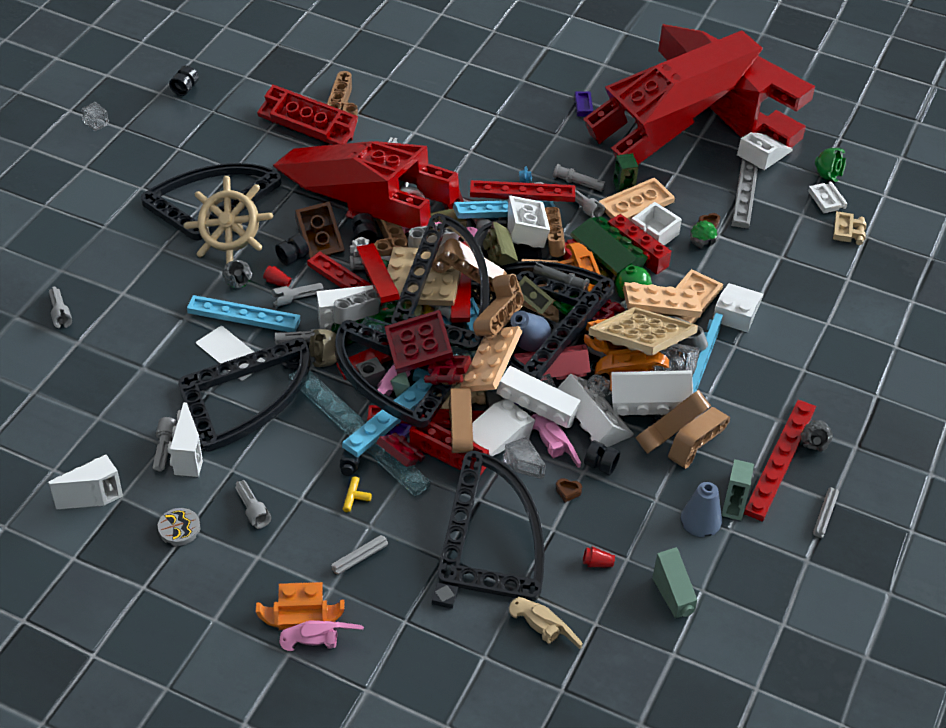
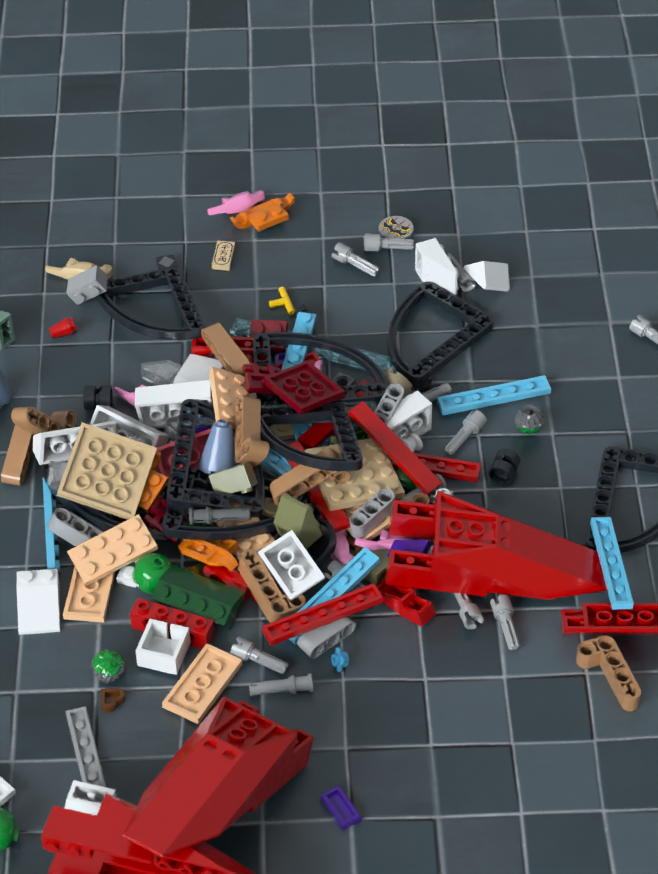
camera: 155 degrees right, 0 degrees up
(87, 485) = (479, 213): white slope -> none
(144, 420) = (490, 275): none -> white slope
(213, 512) = (374, 242): none -> light grey piece
(225, 347) = (480, 368): white sticker -> none
(228, 220) = (578, 450): tan piece -> none
(276, 276) = (496, 440): red cone -> none
(281, 145) = (611, 563): none -> medium azure plate
(319, 229) = (500, 496): reddish brown slope -> none
(359, 554) = (247, 263): light grey axle -> none
(378, 578) = (223, 255): none -> tan tile
(424, 191) = (419, 546): none -> dark purple tile
(550, 585) = (87, 285): none -> light grey brick
(568, 489) = (115, 372): reddish brown tile -> none
(625, 172) = (227, 686): dark green brick -> none

